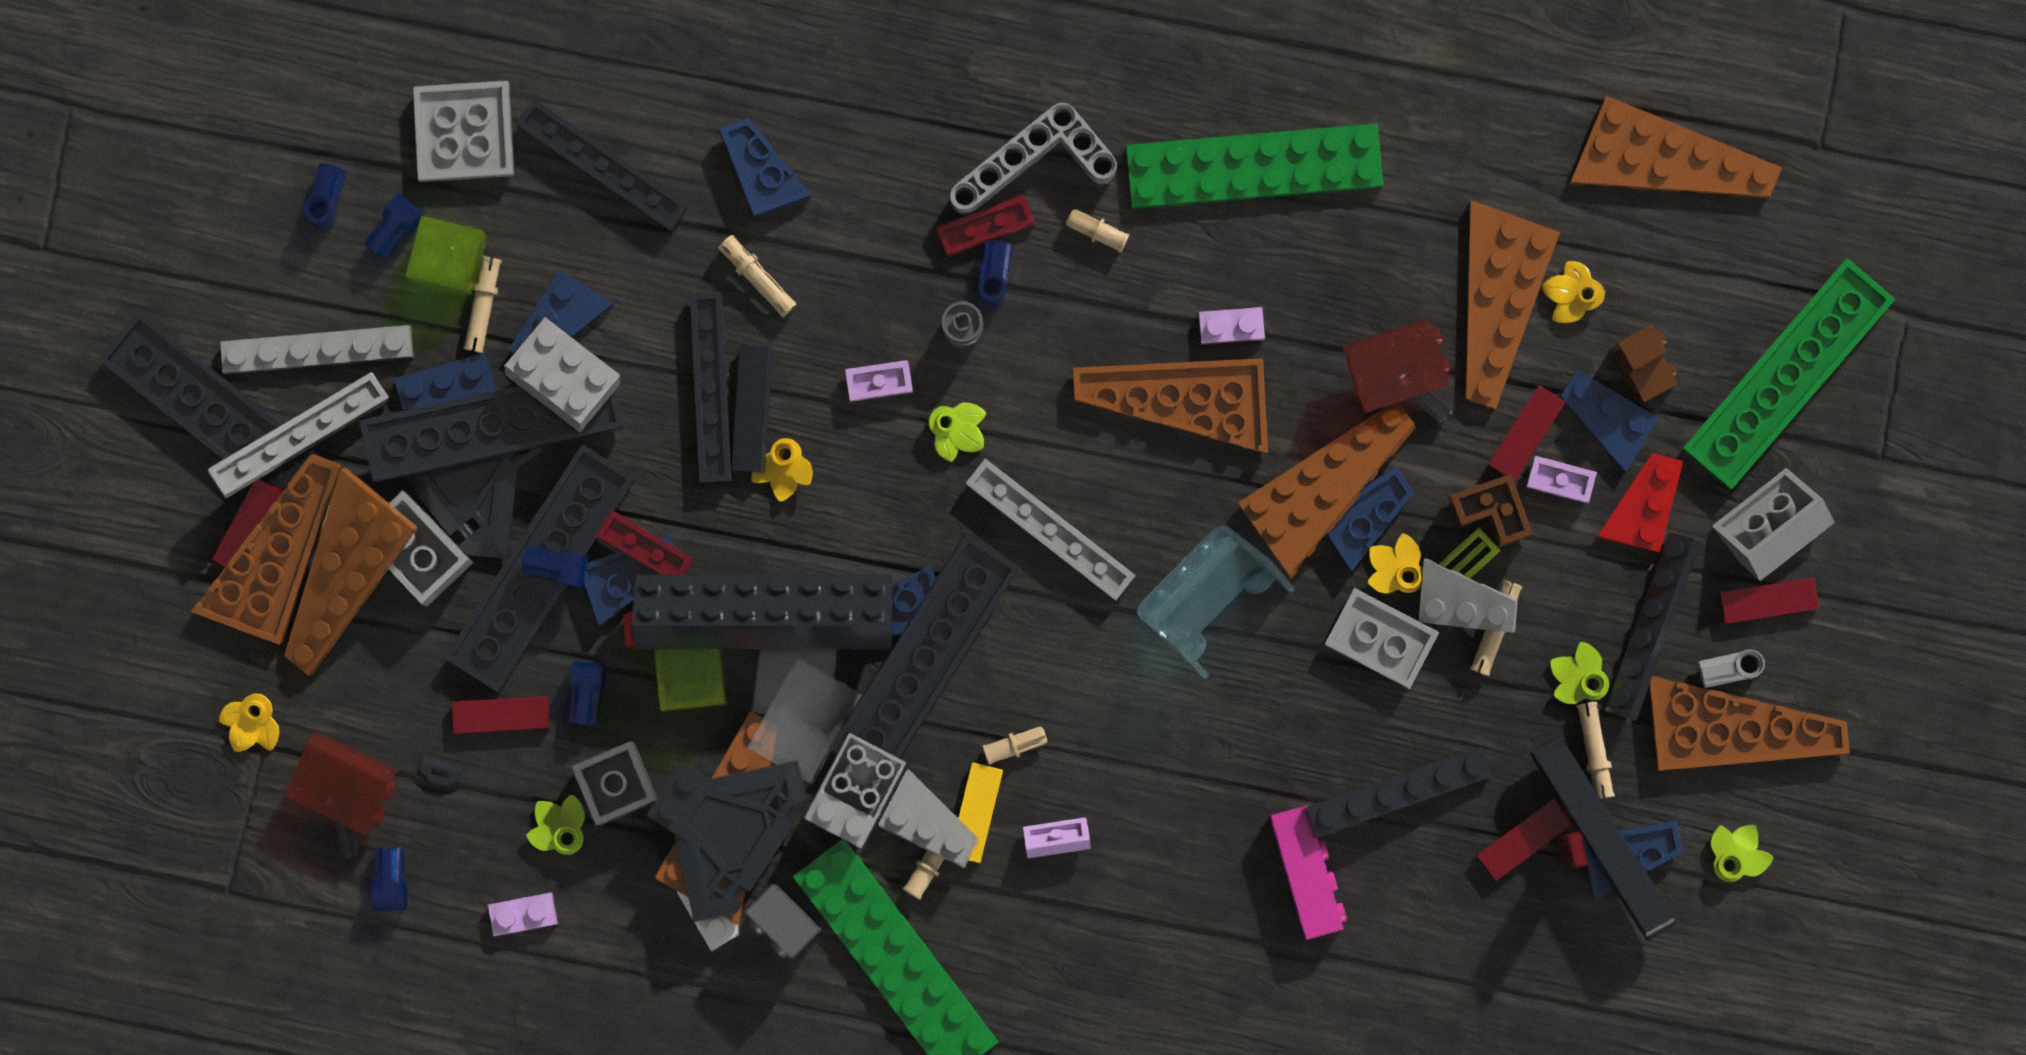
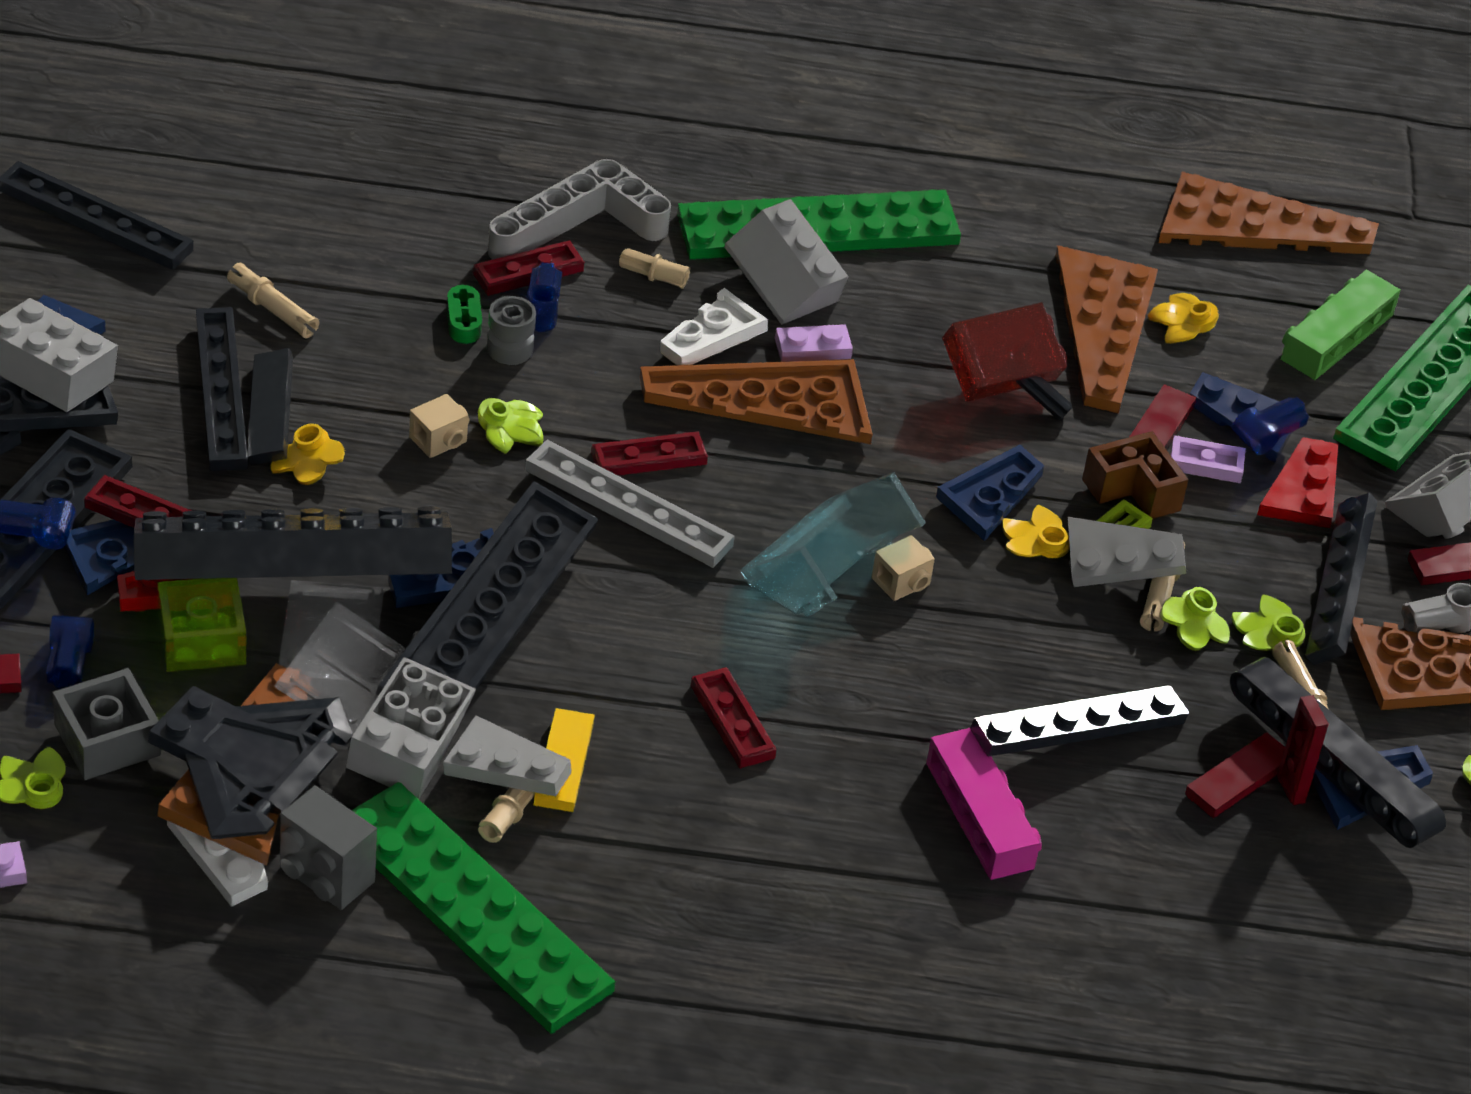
camera: 15 degrees left, 40 degrees down
(759, 170) = (272, 222): dark blue wing -> none
(879, 381) = (417, 381): lavender plate -> none
(896, 438) = (438, 425): none -> tan brick
(916, 289) = (458, 314): none -> green beam
(1015, 744) = (605, 693): tan axle -> none
(1056, 837) = (685, 775): lavender plate -> none
(1073, 463) = (650, 453): none -> dark red tile
(1116, 768) = (733, 717): none -> dark red tile
(1143, 314) = (713, 330): none -> white wing
(1214, 239) = (787, 262): none -> light grey slope
(1277, 612) = (903, 568): none -> tan brick
(1316, 493) = (951, 456): dark orange wing -> none
(1381, 638) = (1031, 592): light grey plate -> none
(1515, 674) = (1195, 618): none -> lime plate
(1618, 452) = (1265, 427): none -> clear blue piece
(1643, 364) = (1269, 355): reddish brown brick -> none
(1717, 307) = (1339, 324): none -> bright green brick

